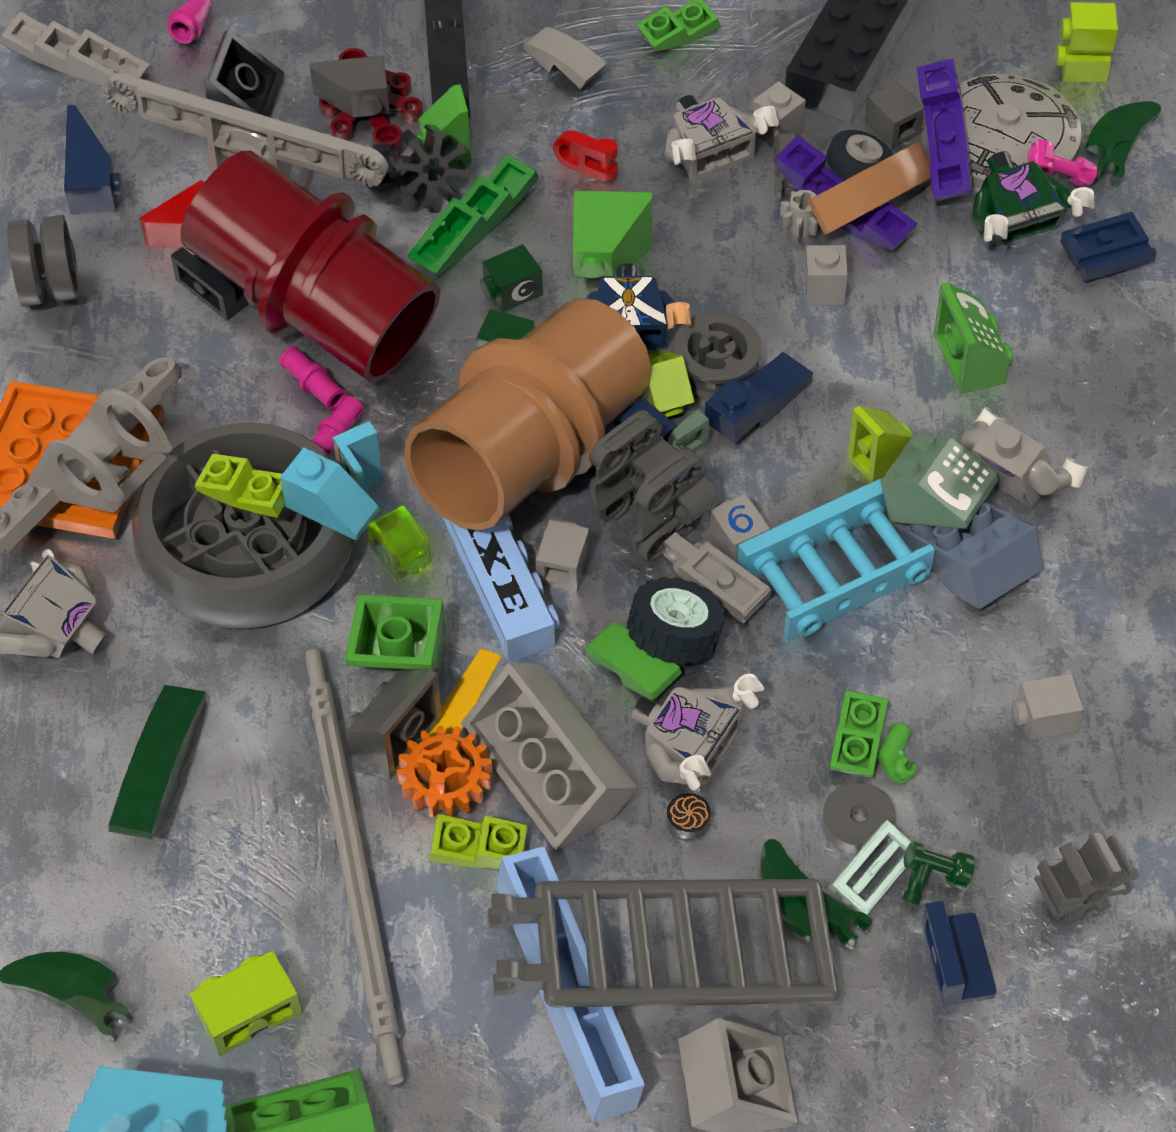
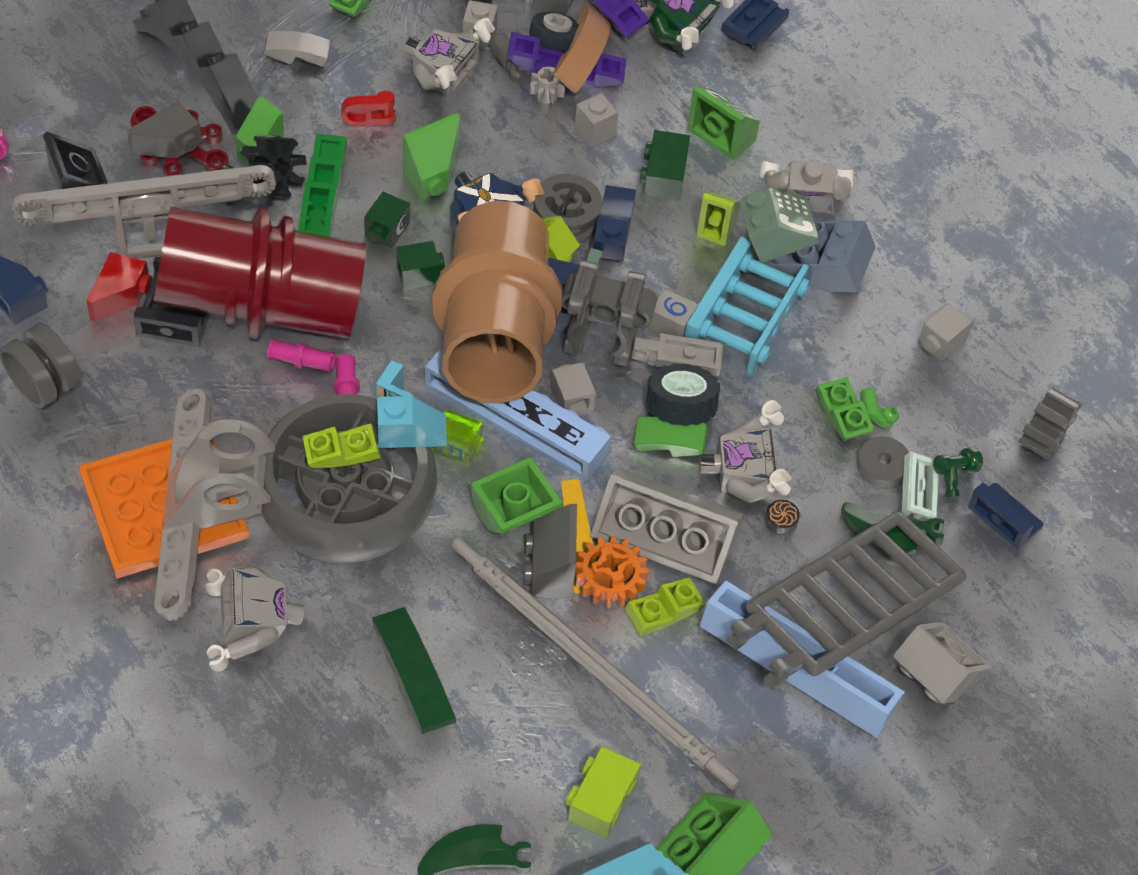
camera: 40 degrees left, 0 degrees up
(868, 360) = (666, 165): none -> dark green brick

